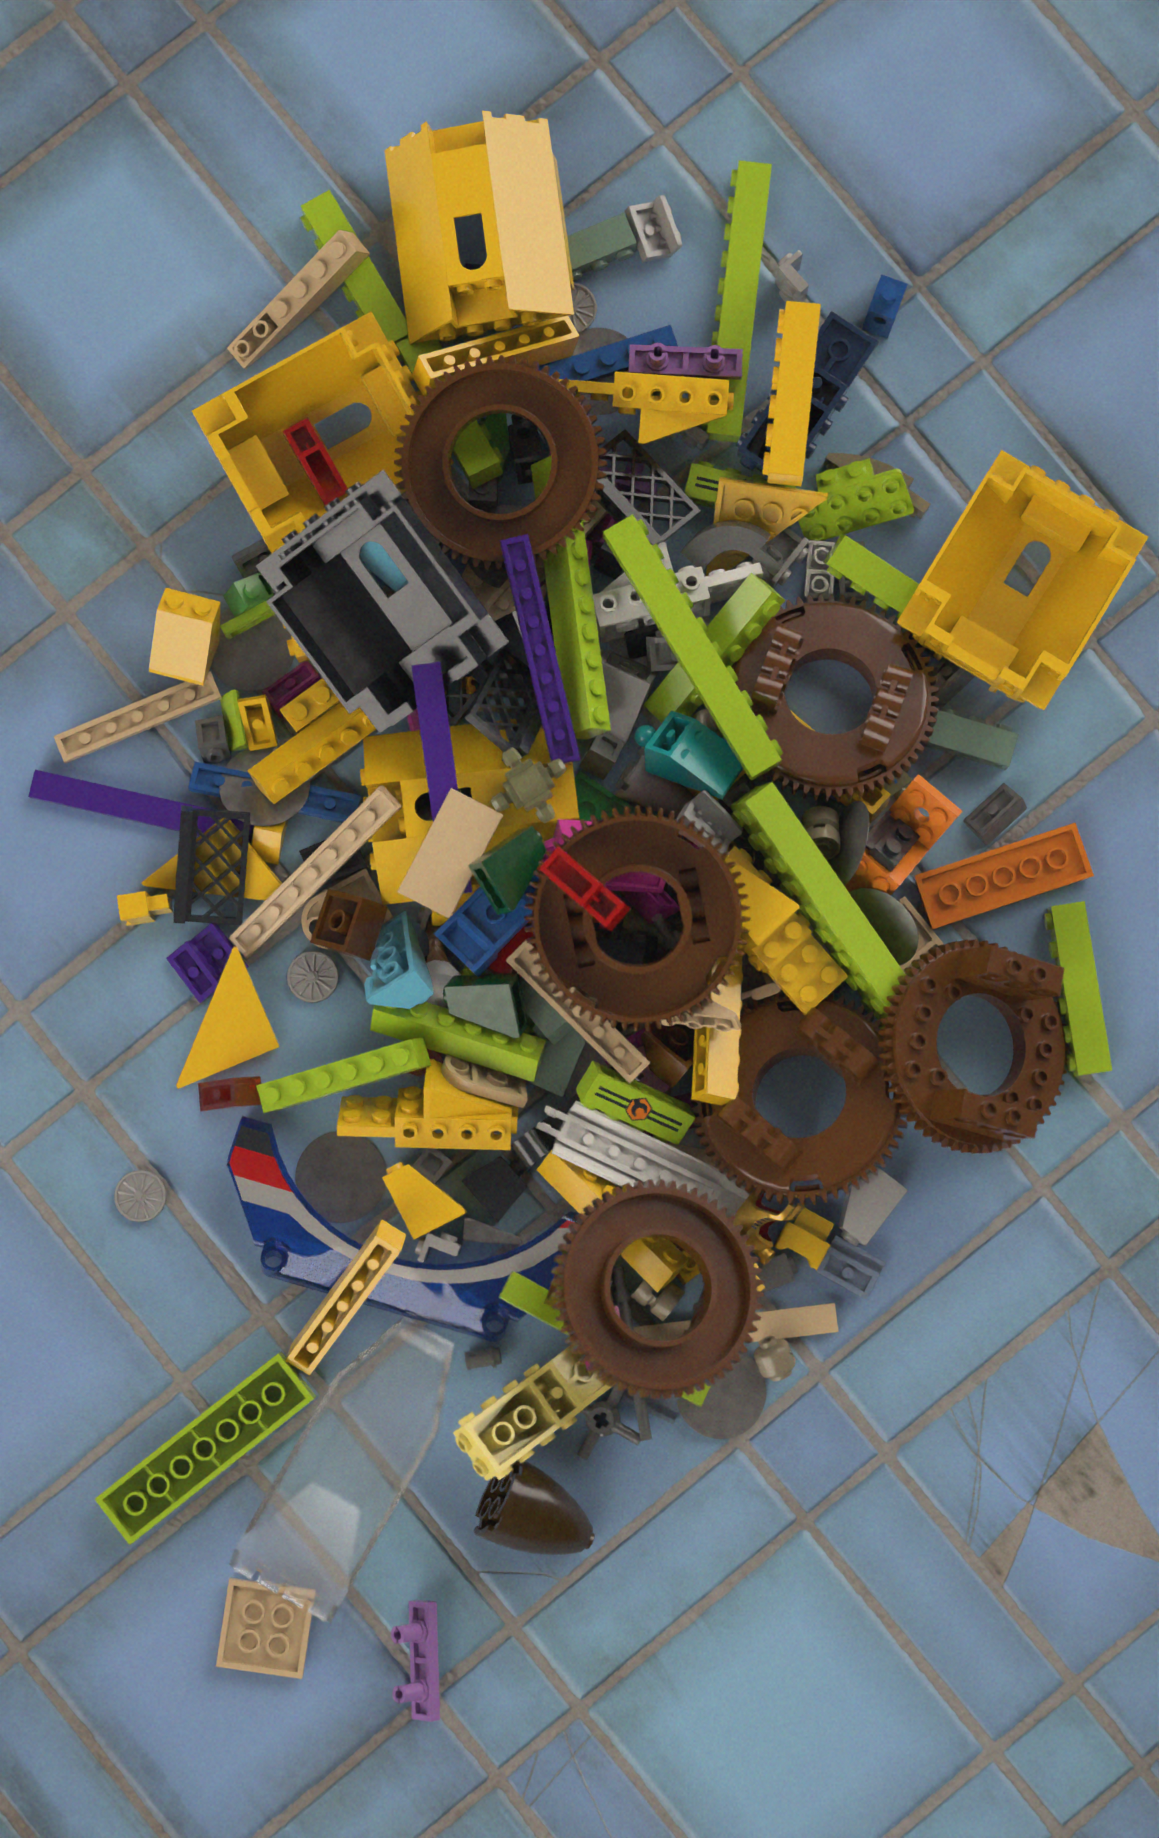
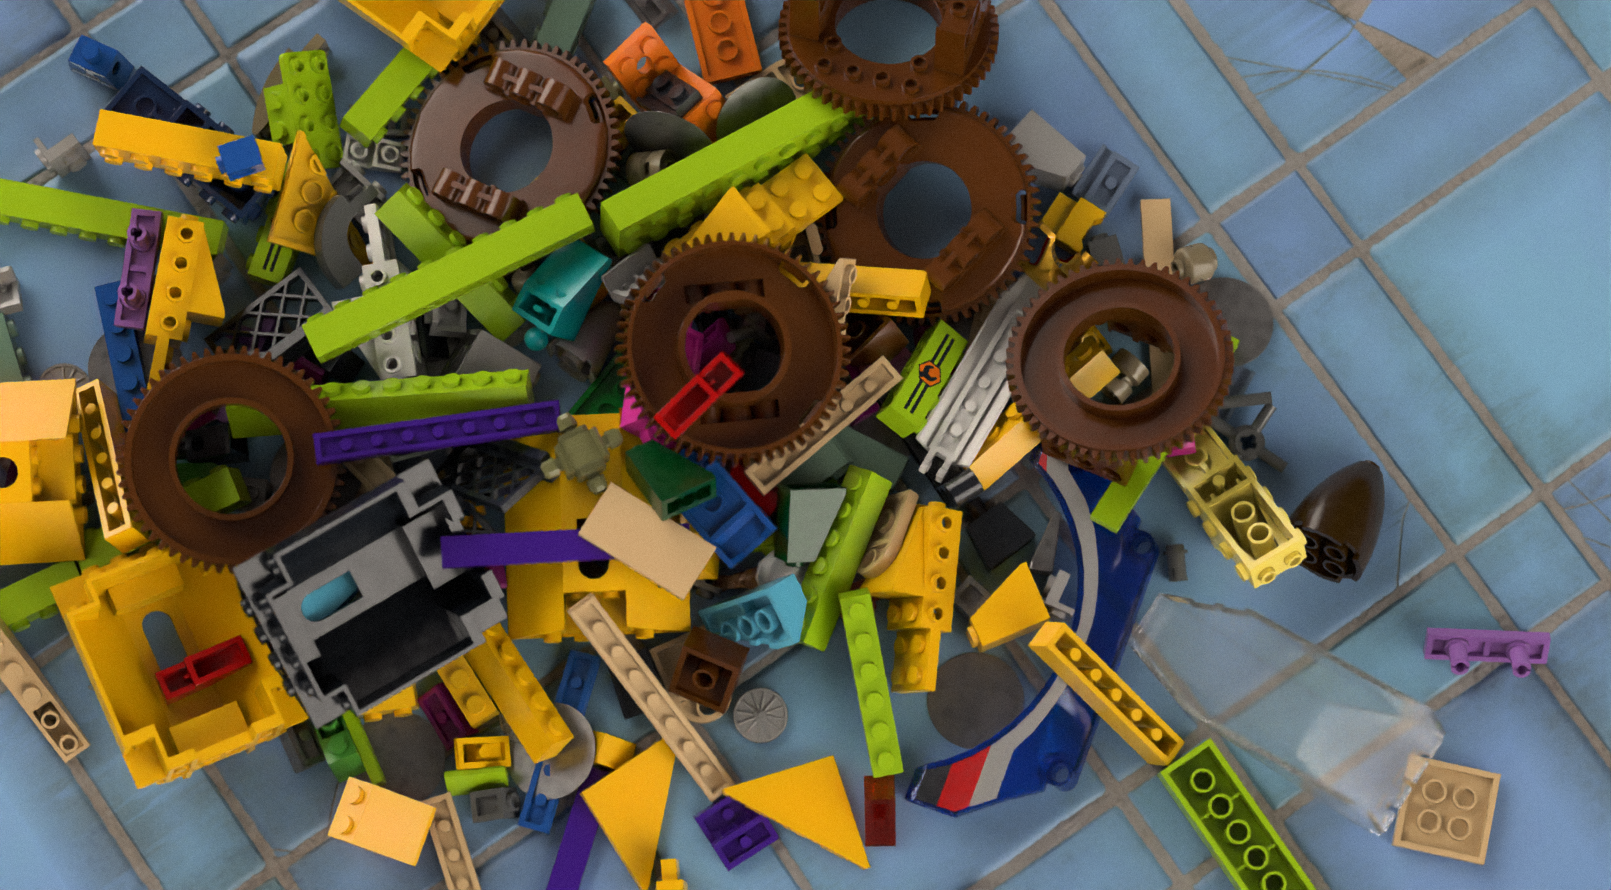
camera: 85 degrees left, 5 degrees down
(186, 863) = (628, 838): black fence -> none
(601, 755) = (551, 386): dark grey brick -> none
(782, 438) = (240, 158): none -> blue brick

